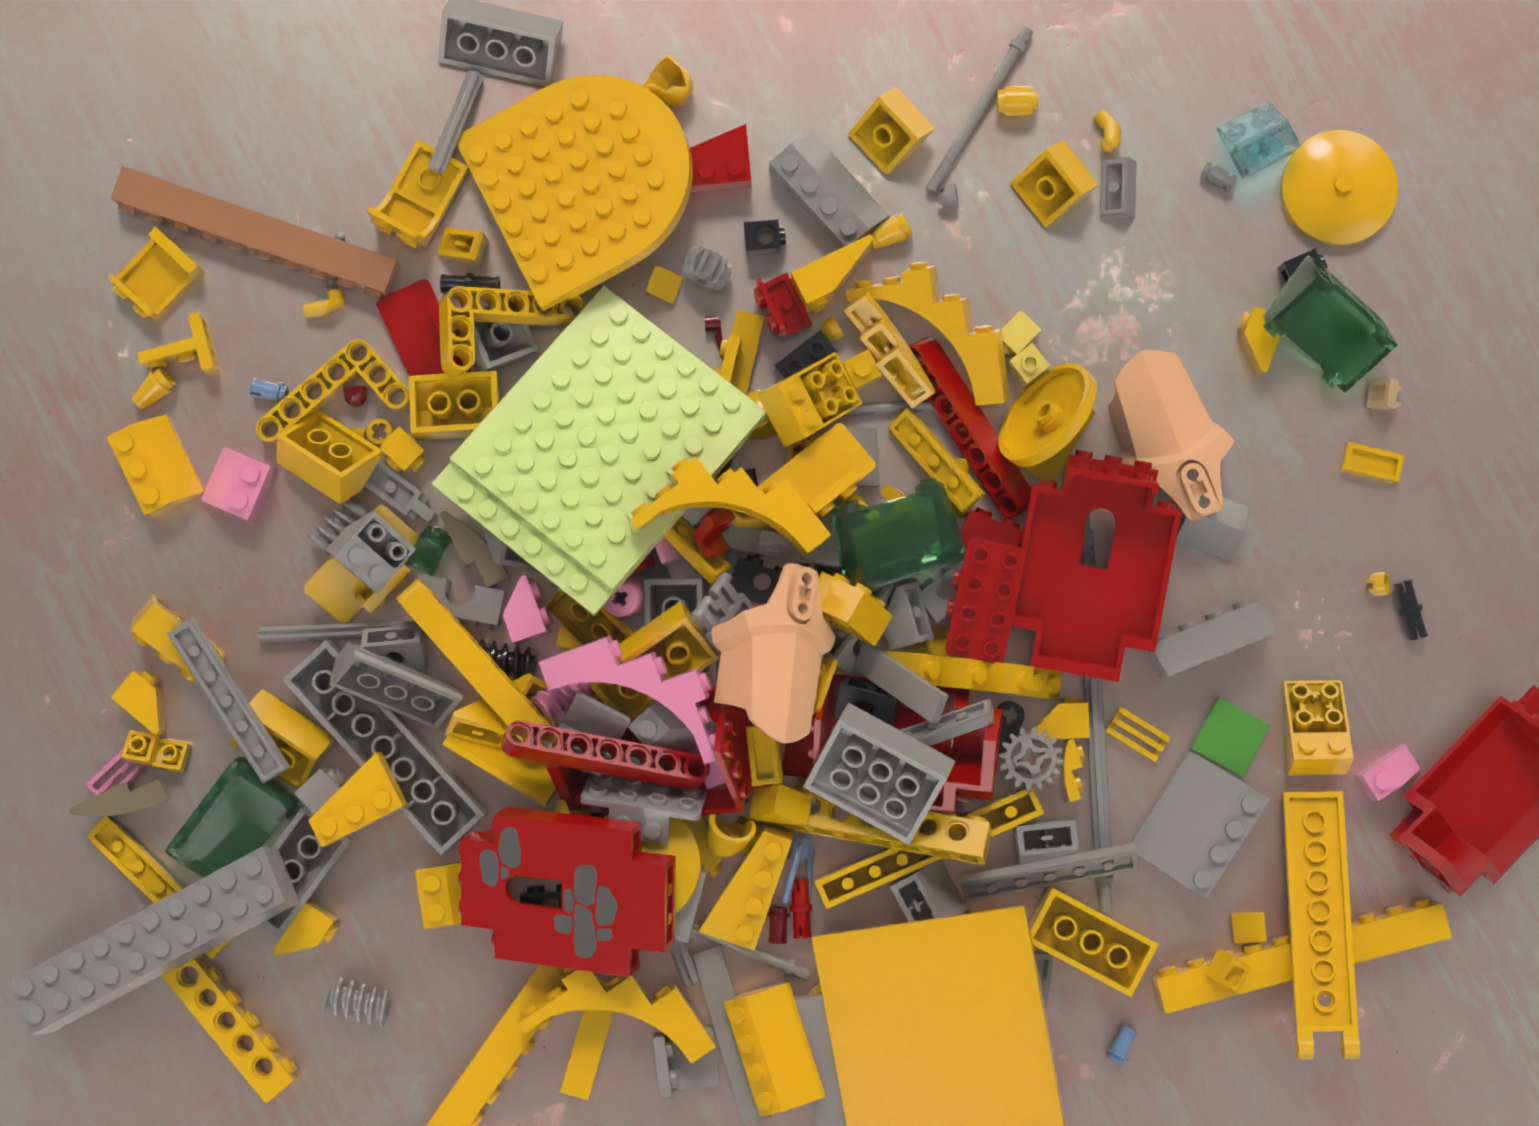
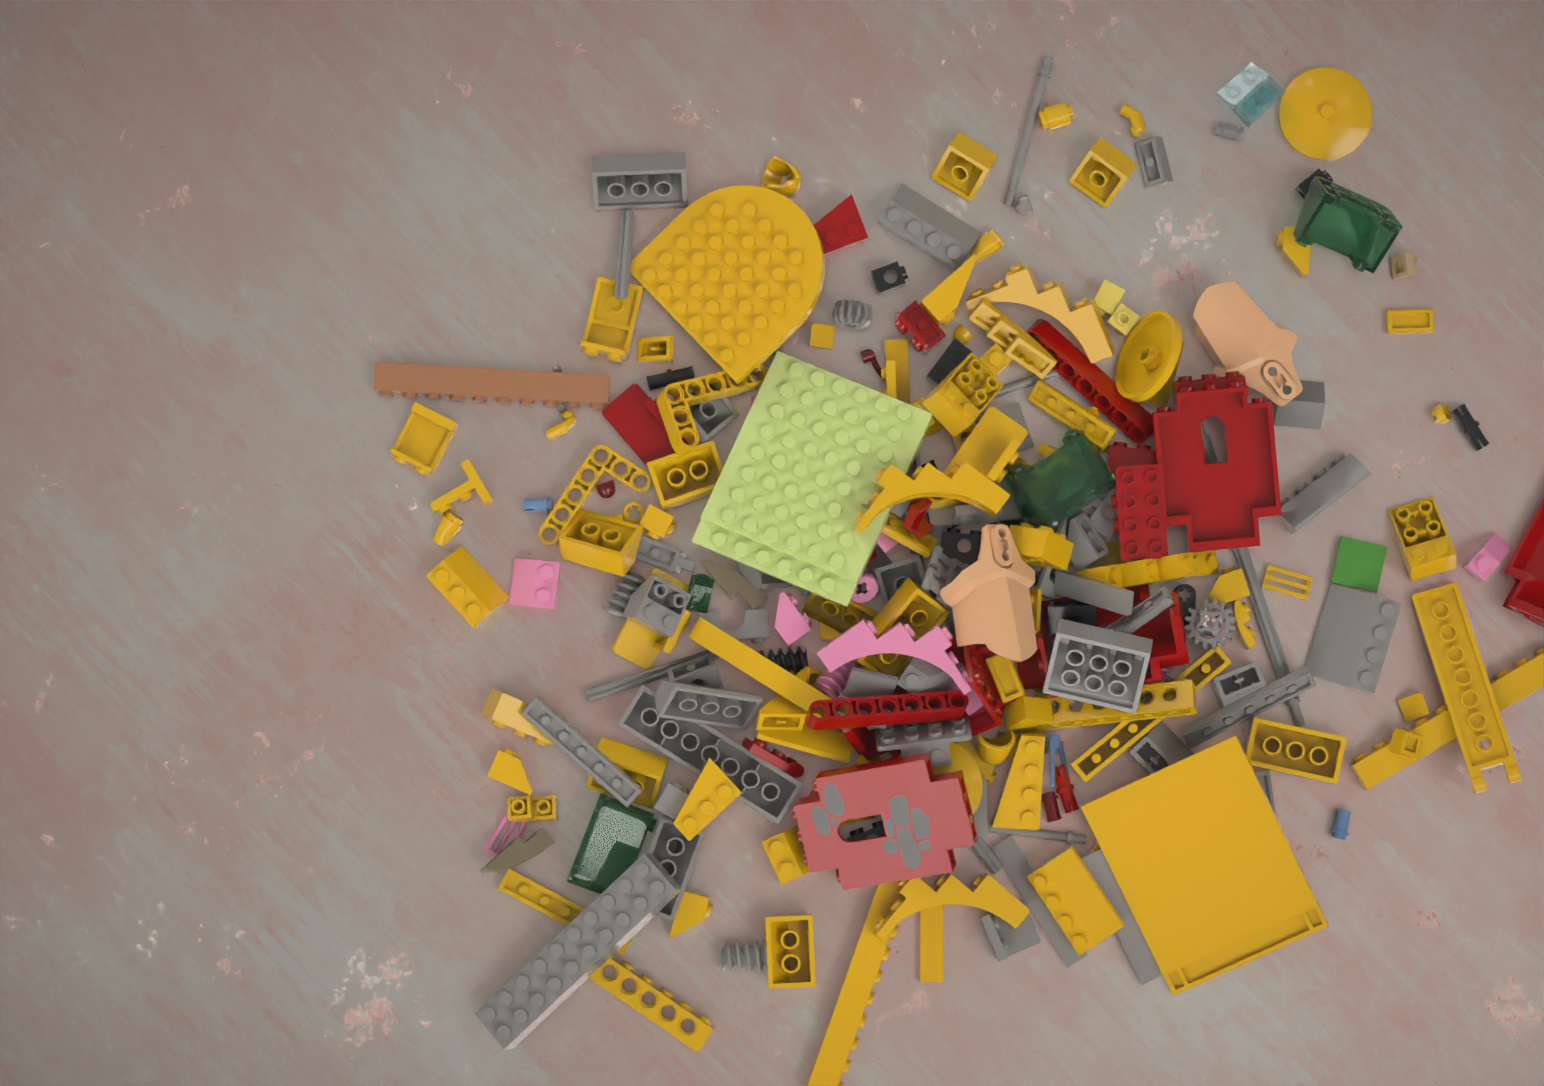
camera: 15 degrees left, 0 degrees up
(411, 1012) = (790, 951): none -> yellow slope
(459, 772) = (775, 757): none -> red hinge

